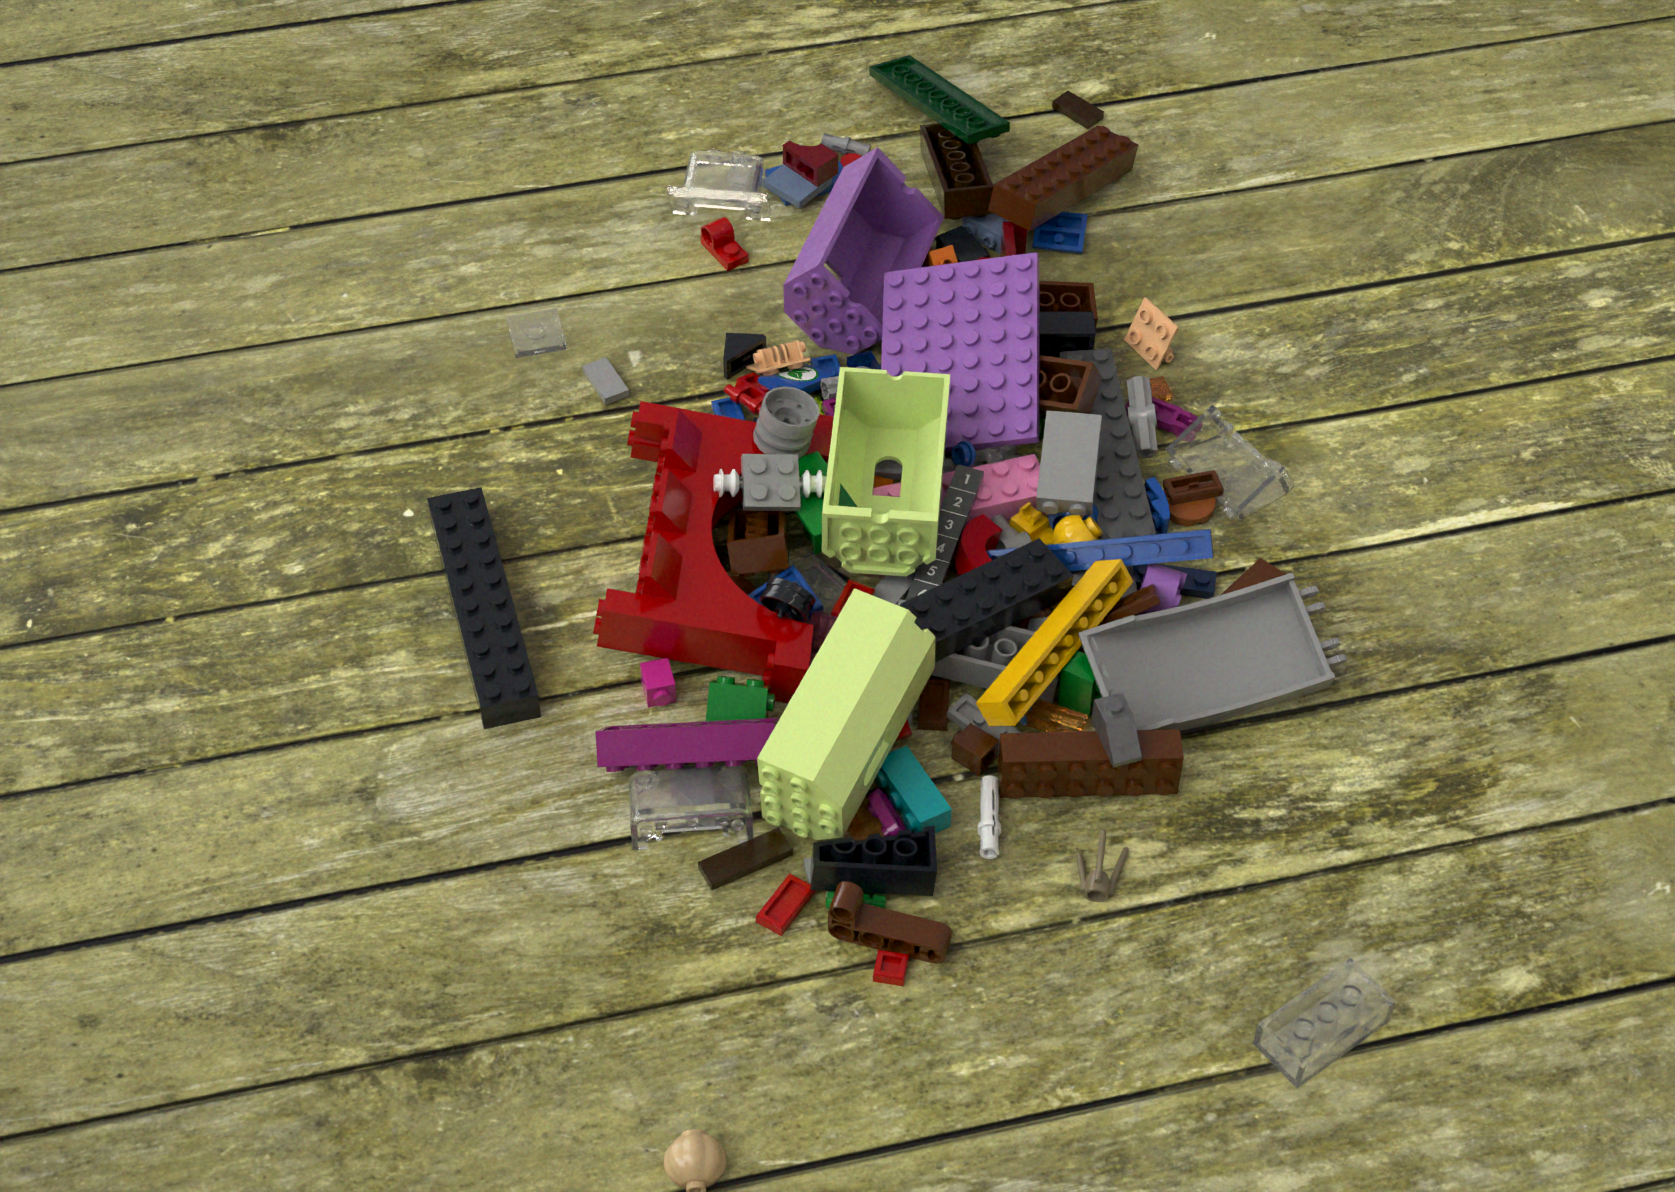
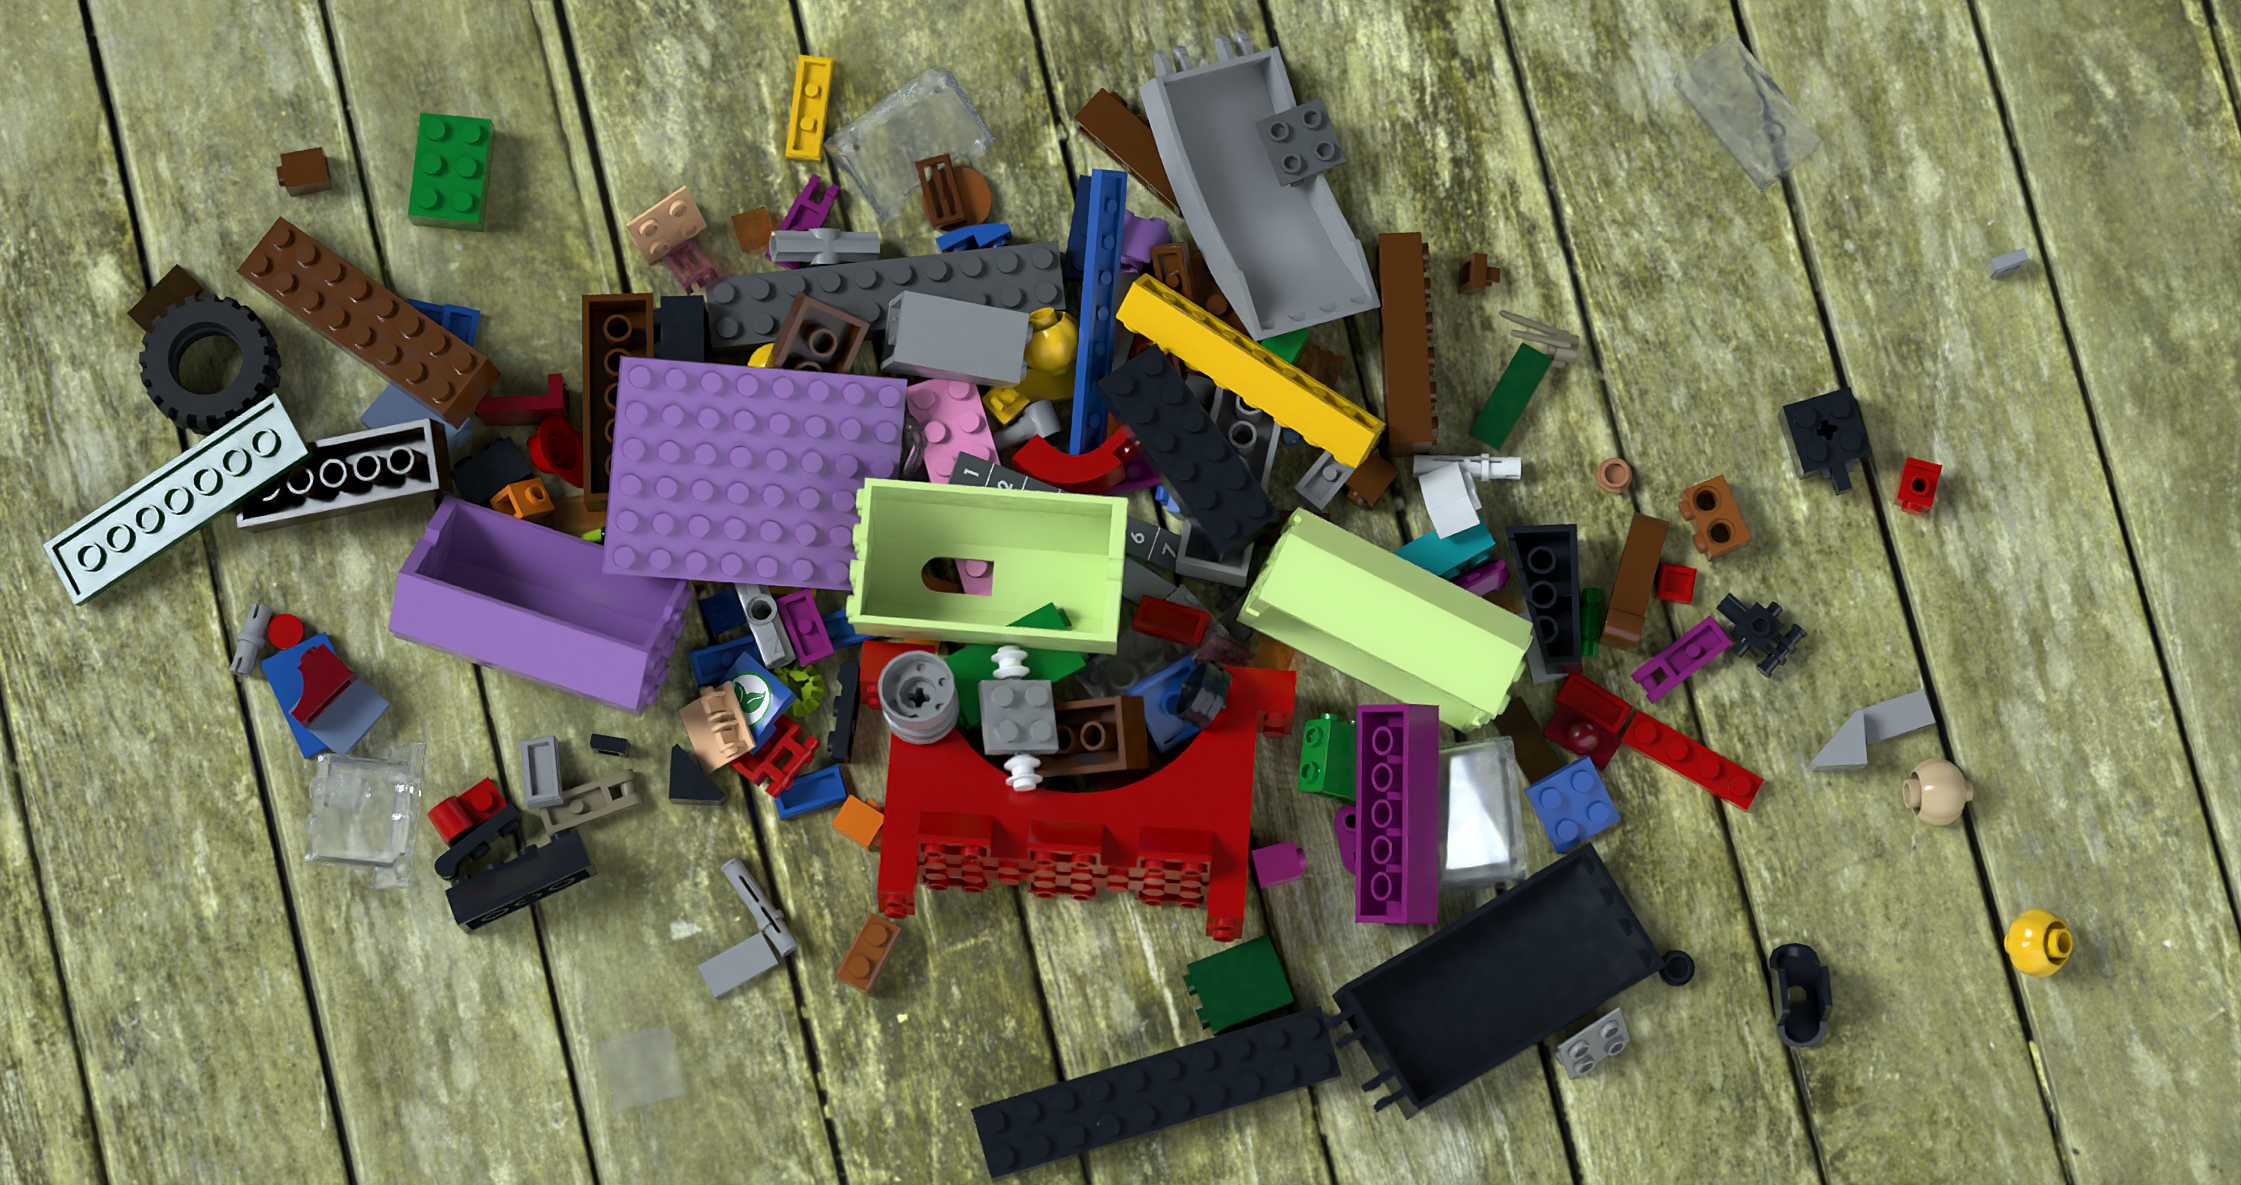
camera: 90 degrees left, 30 degrees up
(490, 885) = (1593, 1044): none -> light grey hinge
(518, 1038) = (1800, 966): none -> black piece
(546, 816) = (1495, 982): none -> black hinge
(551, 956) = (1678, 968): none -> black plate
(563, 658) = (1238, 985): none -> dark green brick
(604, 443) = (868, 953): none -> dark orange brick
(646, 390) = (785, 940): none -> light grey pin
(671, 265) = (521, 881): none -> black slope
(697, 881) = (1572, 804): none -> blue plate
(702, 247) = (477, 842): none -> black plate
(727, 304) = (592, 802): none -> dark tan plate
(732, 975) = (1691, 761): none -> red plate
(741, 1087) = (1845, 749): none -> light grey slope
(749, 278) = (541, 772): none -> light grey tile
(754, 893) = (1581, 737): none -> dark red tile
(767, 311) = (610, 745): none -> black tile
(767, 1134) = (1897, 717): none -> light grey tile
(823, 967) = (1682, 658): none -> magenta plate
(845, 1024) = (1756, 630): none -> black piece
(951, 998) = (1723, 516): none -> dark orange brick
(956, 787) = (1450, 499): none -> white brick
(963, 454) = (917, 472): blue plate -> none
(982, 1155) = (1920, 471): none -> red brick
(985, 922) = (1614, 475): none -> nougat plate
(1025, 1079) = (1815, 454): none -> black hinge
(1040, 117) = (183, 328): none -> black tyre
(1051, 848) = (1510, 397): none -> dark green tile
(1116, 729) = (1396, 304): flat silver slope -> none
(1121, 346) = (696, 276): none -> clear pink tile
(1156, 823) = (1475, 274): none -> reddish brown tile
(1173, 167) = (304, 172): none -> reddish brown brick
(1180, 233) = (451, 172): none -> green brick
(1254, 693) = (1301, 142): none -> dark grey hinge
(1258, 422) = (809, 108): none -> yellow tile

